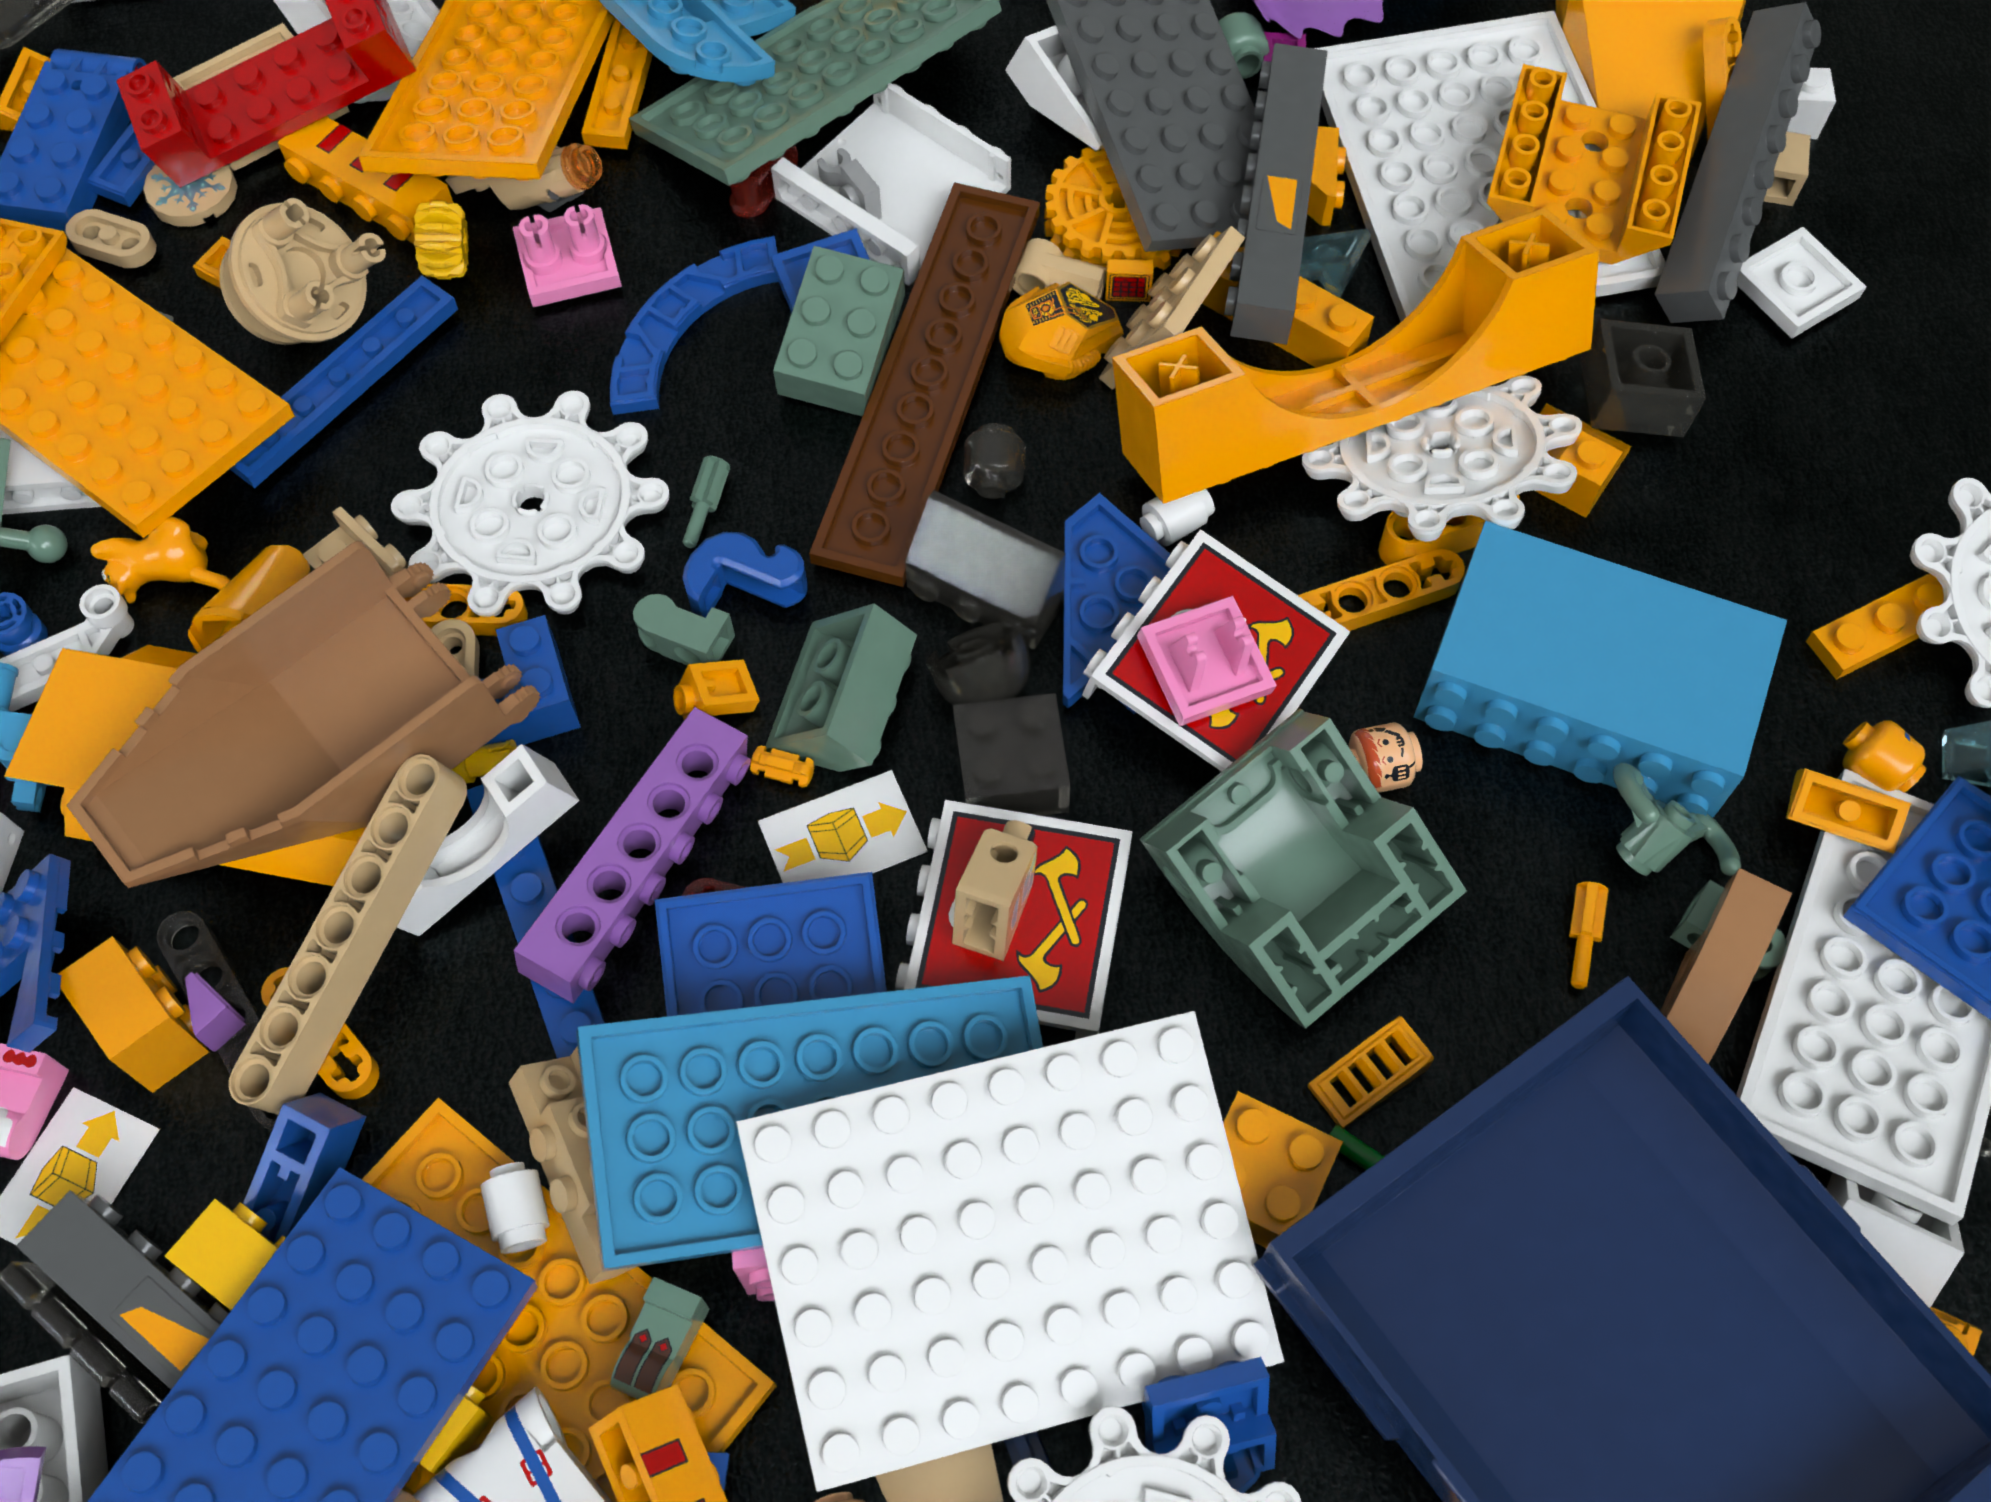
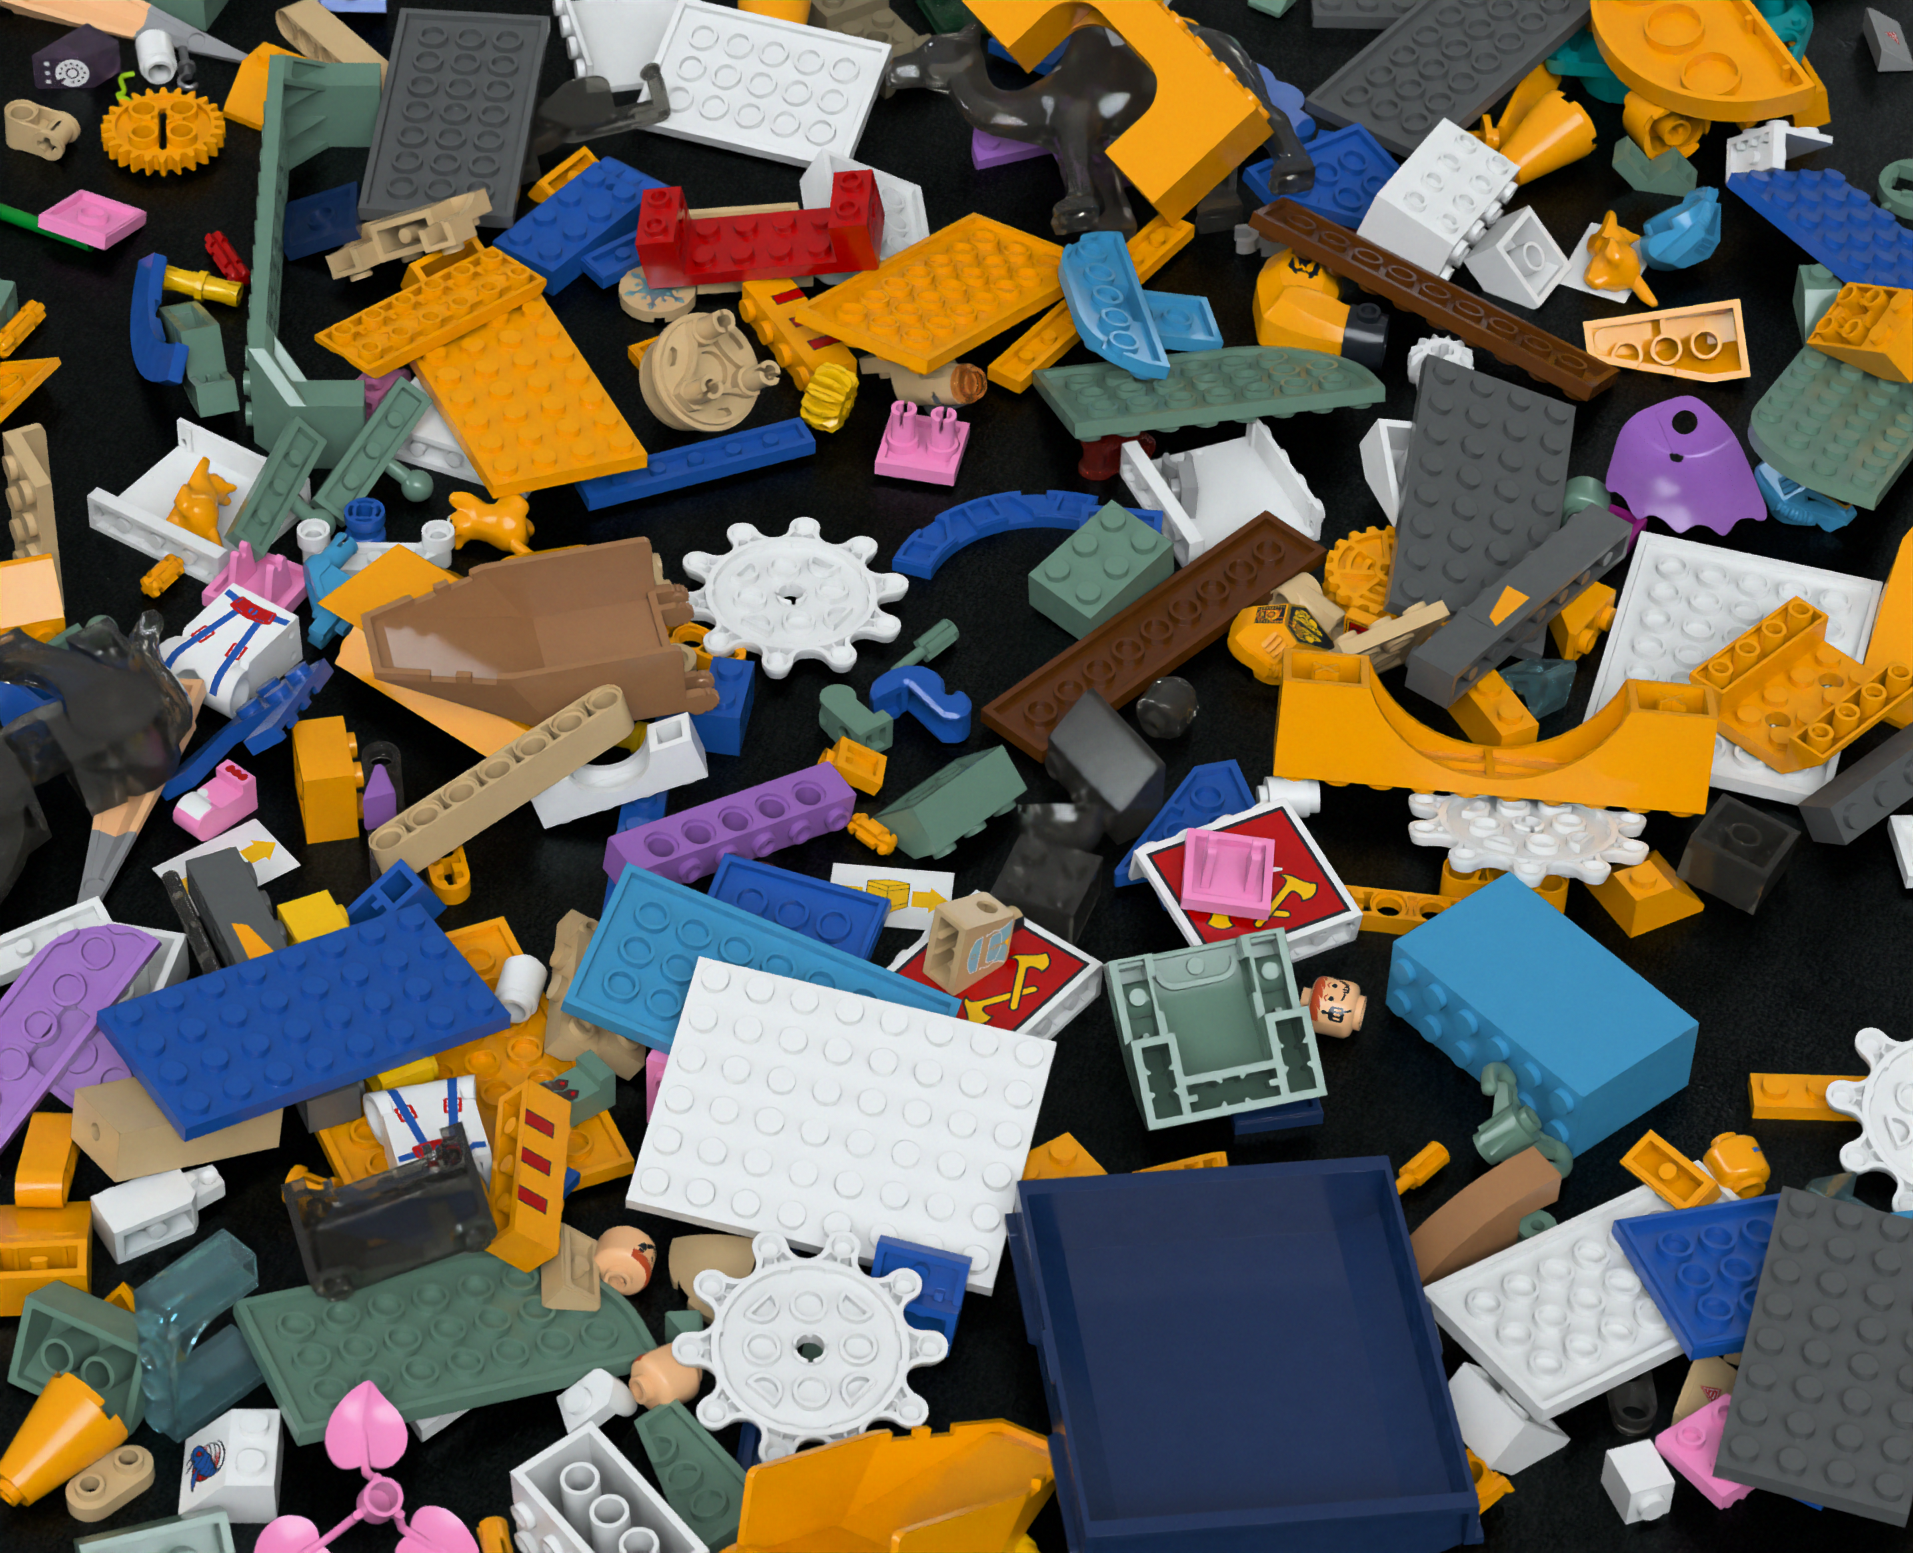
camera: 25 degrees right, 20 degrees down
(111, 238) = (577, 304): tan plate -> none

